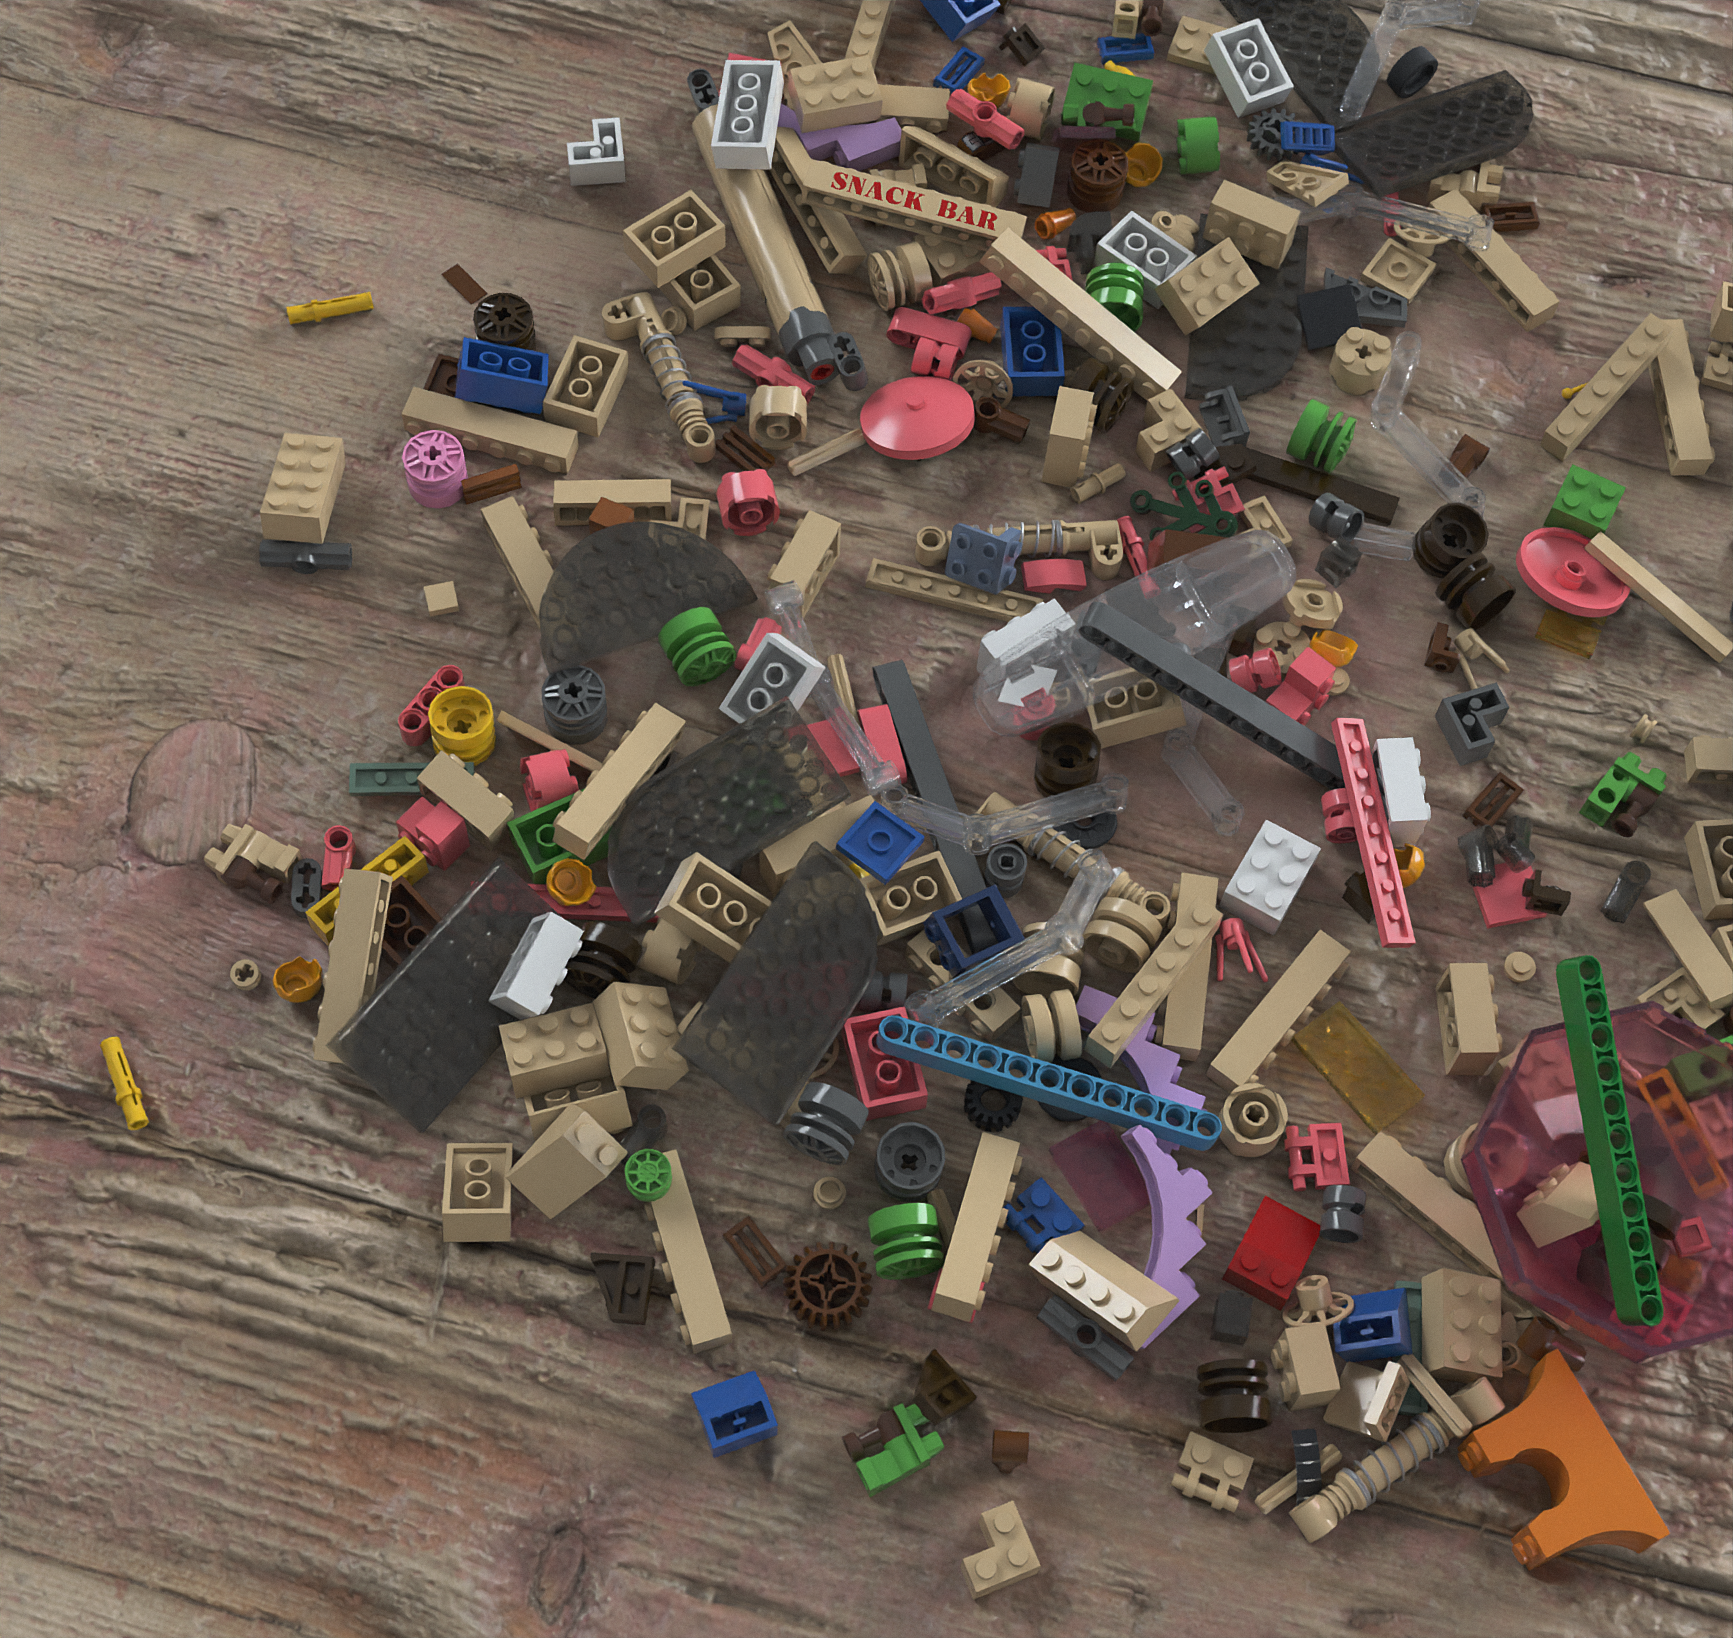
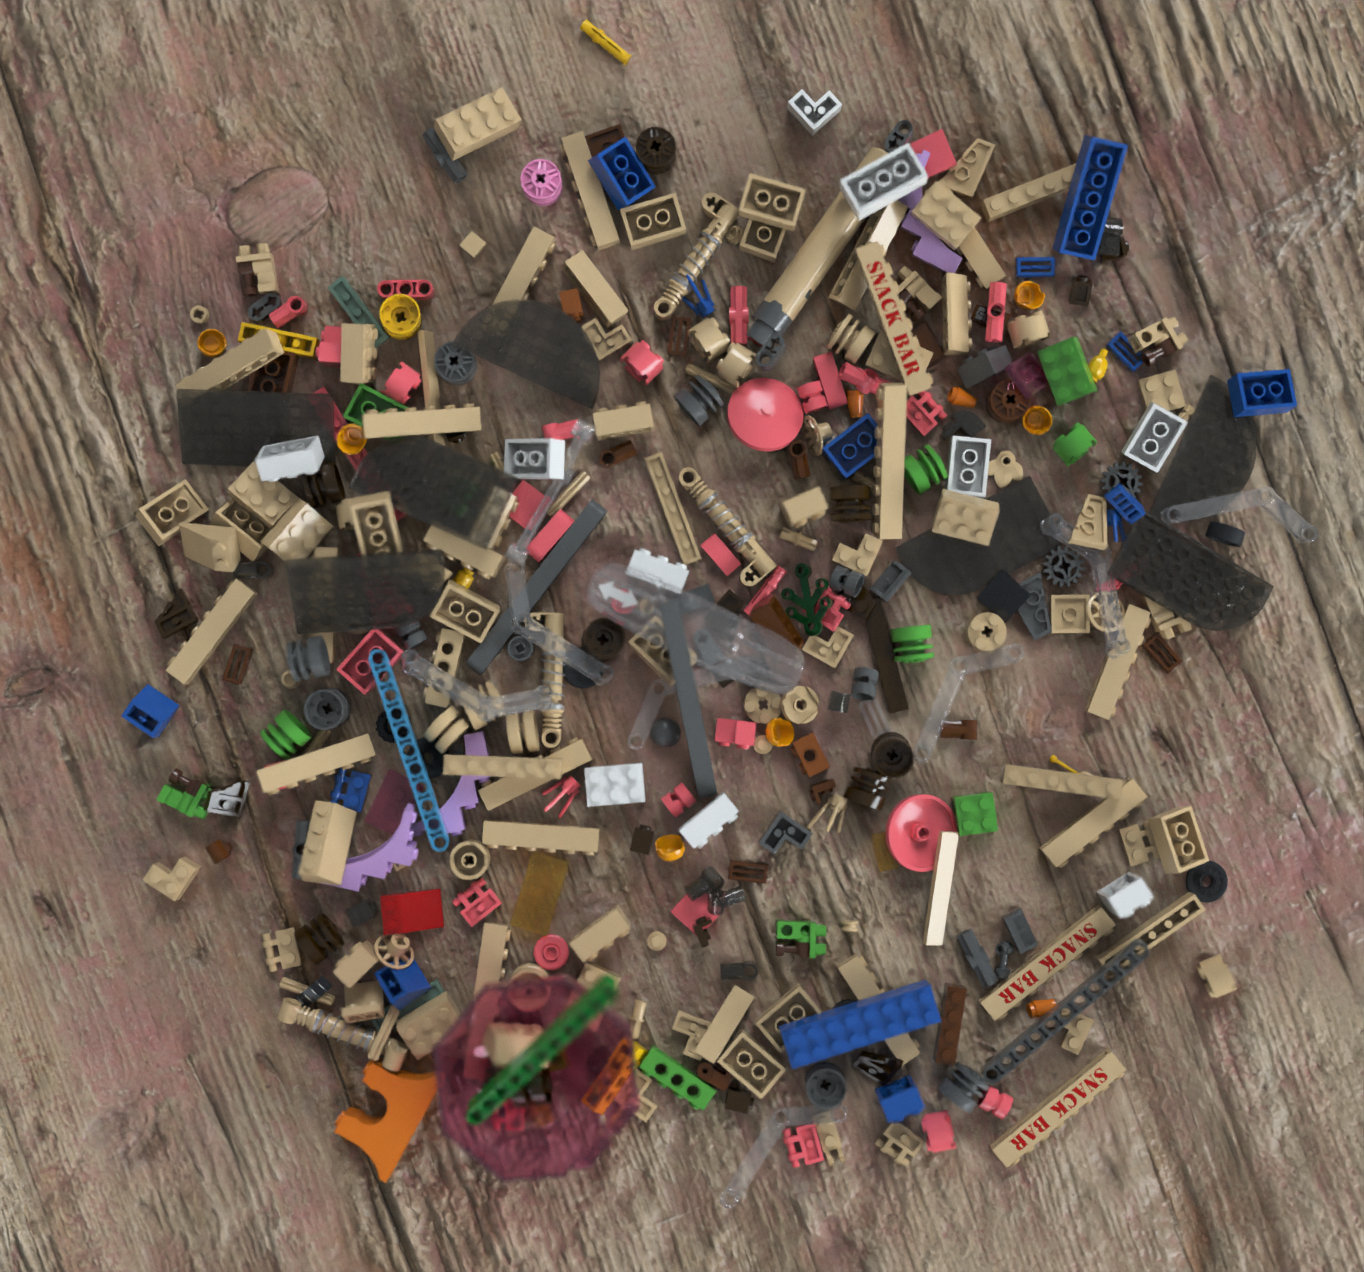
camera: 60 degrees right, 25 degrees up
(127, 1094) = (104, 302): yellow pin -> none
(464, 283) = (678, 100): reddish brown sticker -> none
(491, 484) = (557, 217): dark orange tile -> none
(648, 1175) = (228, 590): bright green wheel -> none
(697, 646) = (533, 401): bright green wheel -> none
(754, 335) = (749, 275): tan plate -> none
(815, 1285) = (227, 718): reddish brown gear -> none
(833, 407) = (736, 365): none -> tan brick
(838, 607) = (618, 453): none -> reddish brown piece
(844, 470) = (699, 400): none -> dark grey wheel
(880, 842) = (476, 580): blue tile -> none
(982, 557) = (692, 514): sand blue bracket -> none
(998, 918) = (484, 666): dark blue window -> none
(1100, 116) = (1043, 377): hips -> none
(1241, 778) = (665, 732): none -> dark grey hair
(1252, 222) = (1028, 514): tan brick -> none
(1256, 671) = (731, 701): coral wheel -> none
(1335, 243) = (1061, 558): none -> dark grey gear
(1343, 1219) = (452, 933): dark grey wheel -> none
(1373, 833) = (670, 823): coral plate -> none
(1399, 627) = (819, 761): none -> dark orange brick
(1450, 1108) = (551, 952): none -> coral wheel
(1691, 1238) = (551, 1111): coral tile -> none

